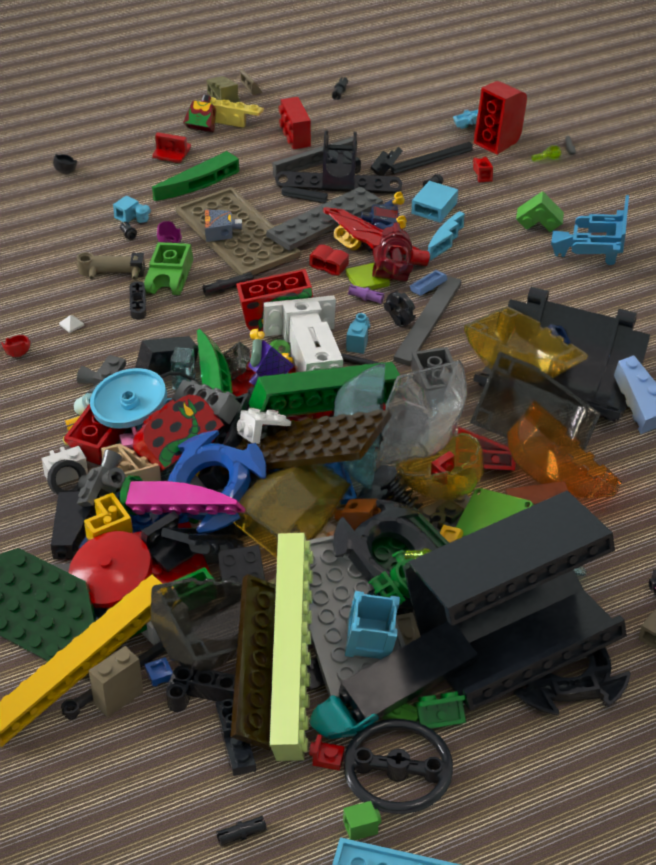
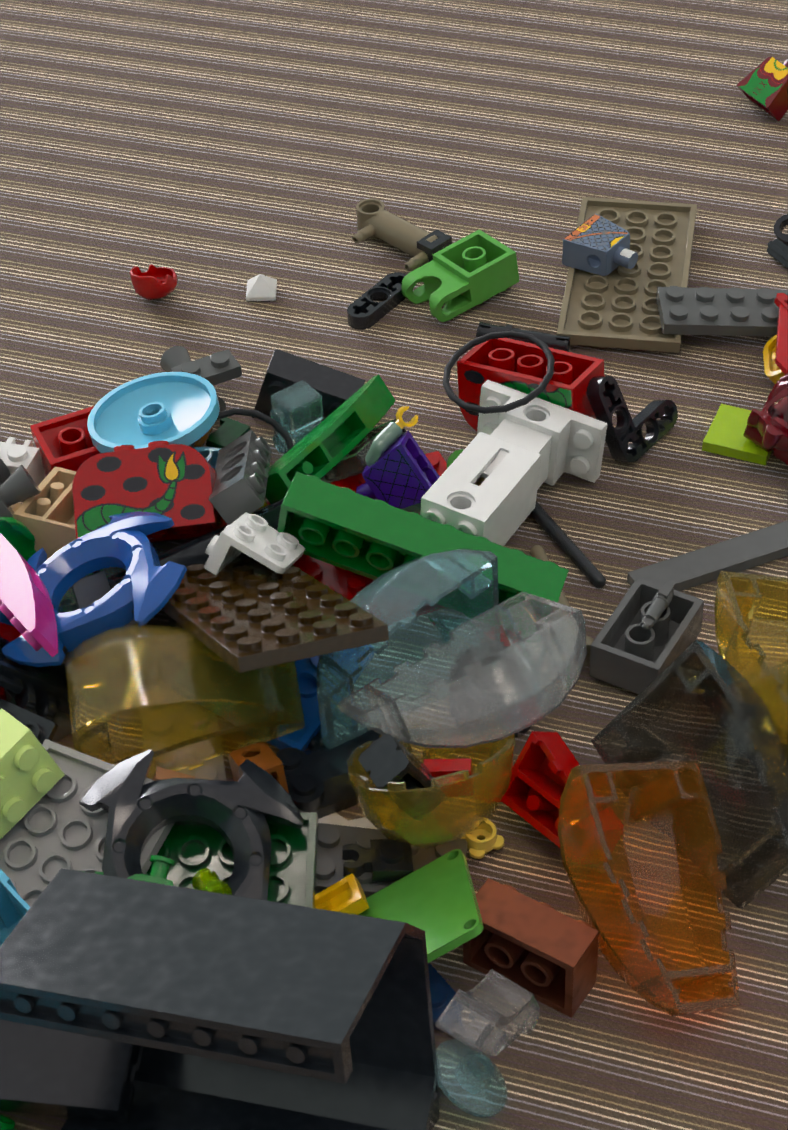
camera: 45 degrees right, 0 degrees up
(64, 163) = (511, 74): black hair -> none
(129, 208) = (518, 172): medium azure brick -> none
(129, 232) = (482, 203): black pin -> none
(168, 232) = (523, 229): magenta hair -> none
(171, 147) = (680, 114): red bracket -> none
(197, 177) = (667, 170): green slope -> none
(262, 275) = (504, 408): none -> black piece
(324, 288) = (607, 398): none -> black beam
(329, 259) = (710, 377): red brick -> none
(358, 334) = (604, 508): medium azure brick -> none
(366, 294) = (705, 456): medium lavender pin -> none
(399, 492) = (348, 811): black piece -> none
(401, 315) = (716, 494): black plate -> none
(434, 355) = (660, 603): none -> dark grey piece
(441, 463) = (391, 762): none -> black brick

